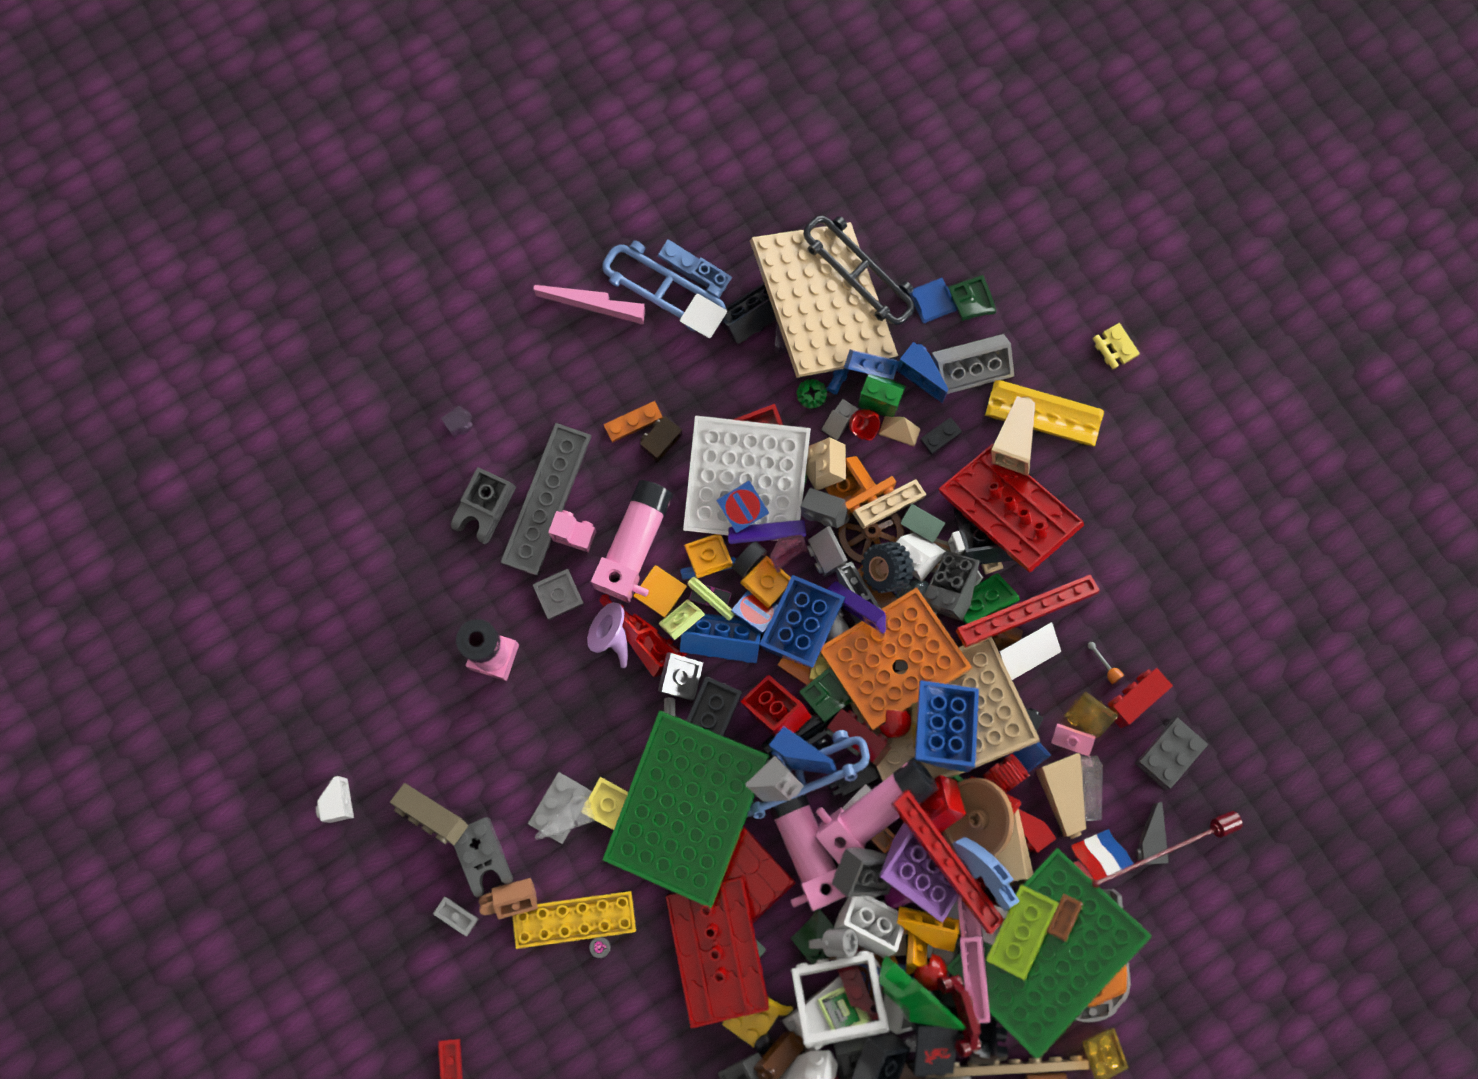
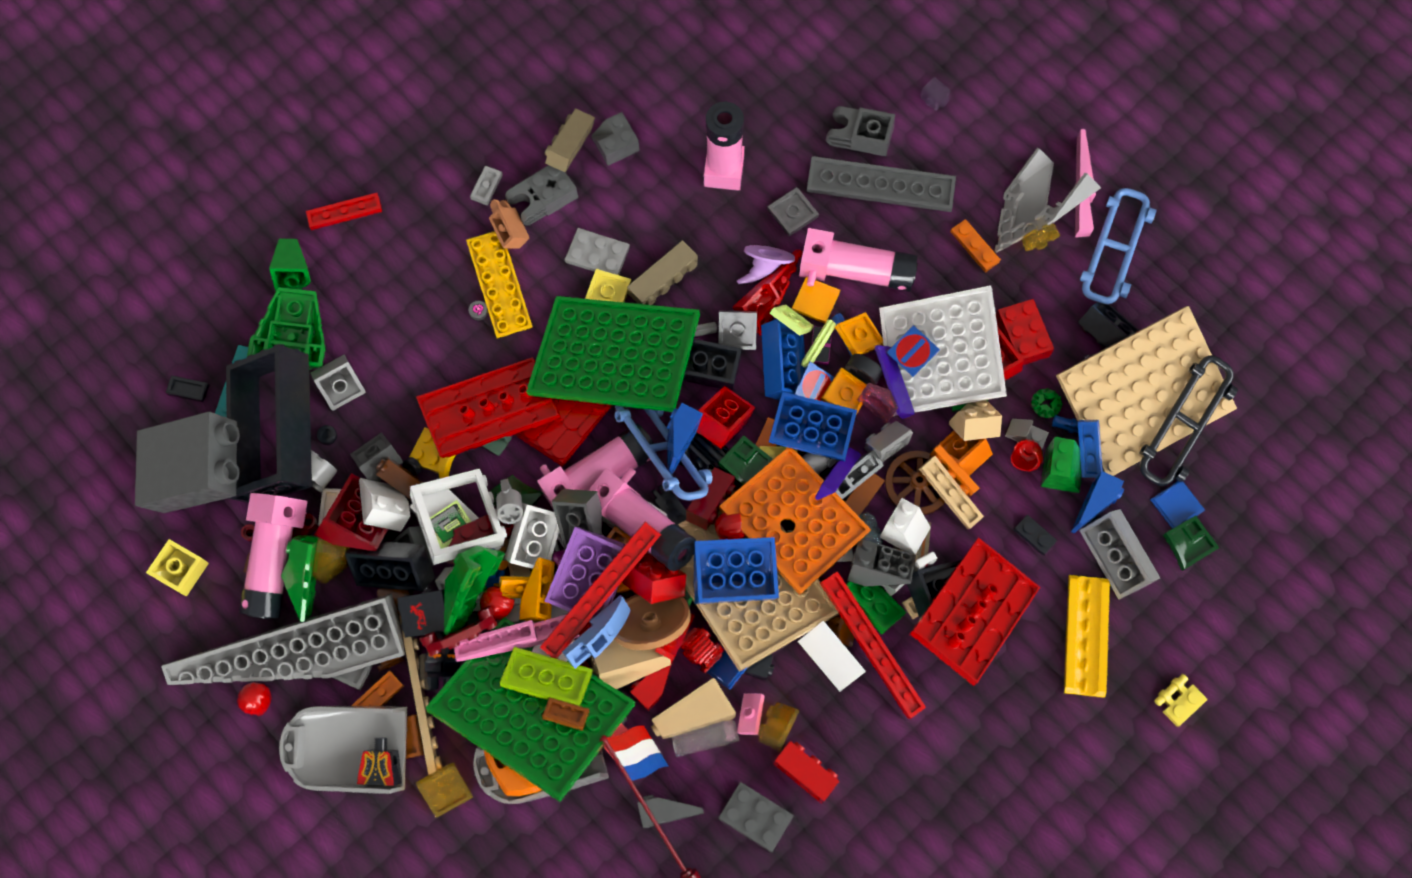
camera: 80 degrees right, 5 degrees down
(335, 802) = (569, 66): white slope -> none
(433, 765) = (615, 139): none -> dark grey slope
(569, 817) = (589, 257): clear slope -> none
(570, 532) = (855, 204): bright pink brick -> none
(602, 741) = (663, 274): none -> dark tan brick
(610, 363) = (1028, 200): none -> light grey windscreen
(643, 356) = (1040, 238): none -> clear yellow plate
(660, 438) = (964, 271): dark brown brick -> none
(692, 267) = (1145, 268): medium blue slope -> none
(703, 315) = (1096, 283): white sticker -> none
(737, 395) = (1025, 331): none -> red brick
(774, 782) = (650, 418): light grey slope -> none
(824, 508) = (928, 427): dark grey slope -> none
(887, 567) = (884, 496): black wheel -> none
(900, 430) = (1030, 494): tan slope -> none
(922, 523) = (940, 529): sand green panel -> none
(1014, 441) = (1051, 603): tan slope -> none
(1113, 674) = (826, 747): hinge -> none

